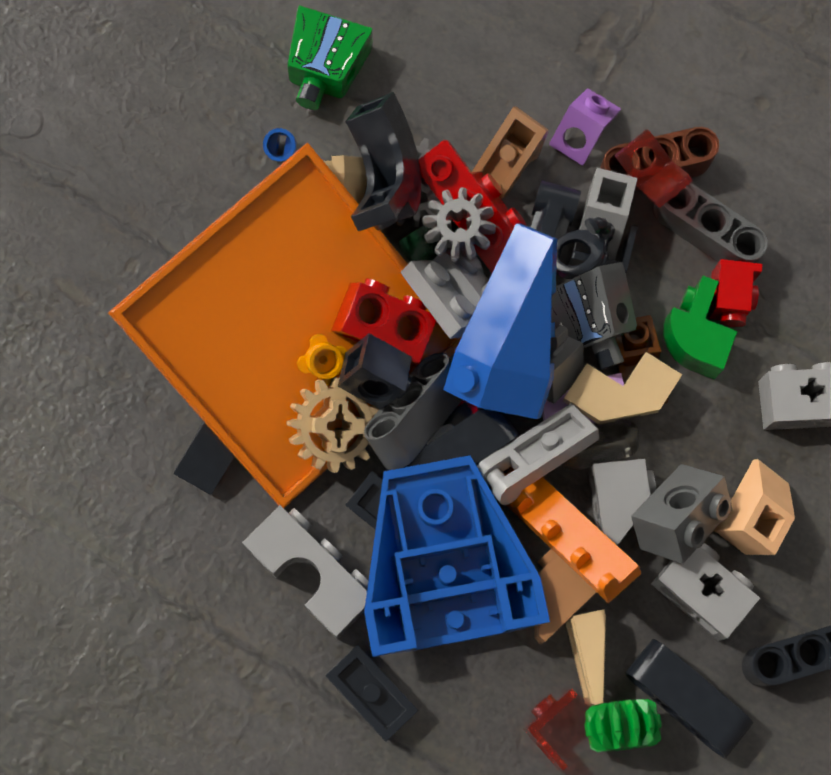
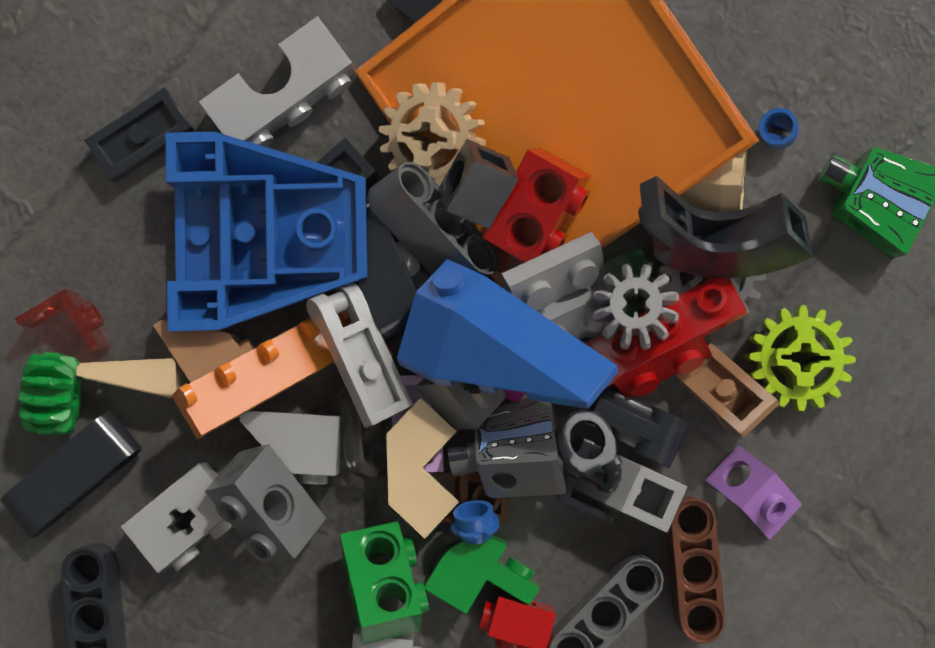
camera: 105 degrees right, 10 degrees up
(321, 347) = (493, 126): light orange plate -> none
(486, 95) = (801, 338): none -> lime gear
(659, 335) = (475, 521): none -> blue plate
(662, 178) = (659, 559): clear red bracket -> none
(728, 416) = (374, 583): none -> green brick
(759, 512) = (259, 598): light nougat slope -> none

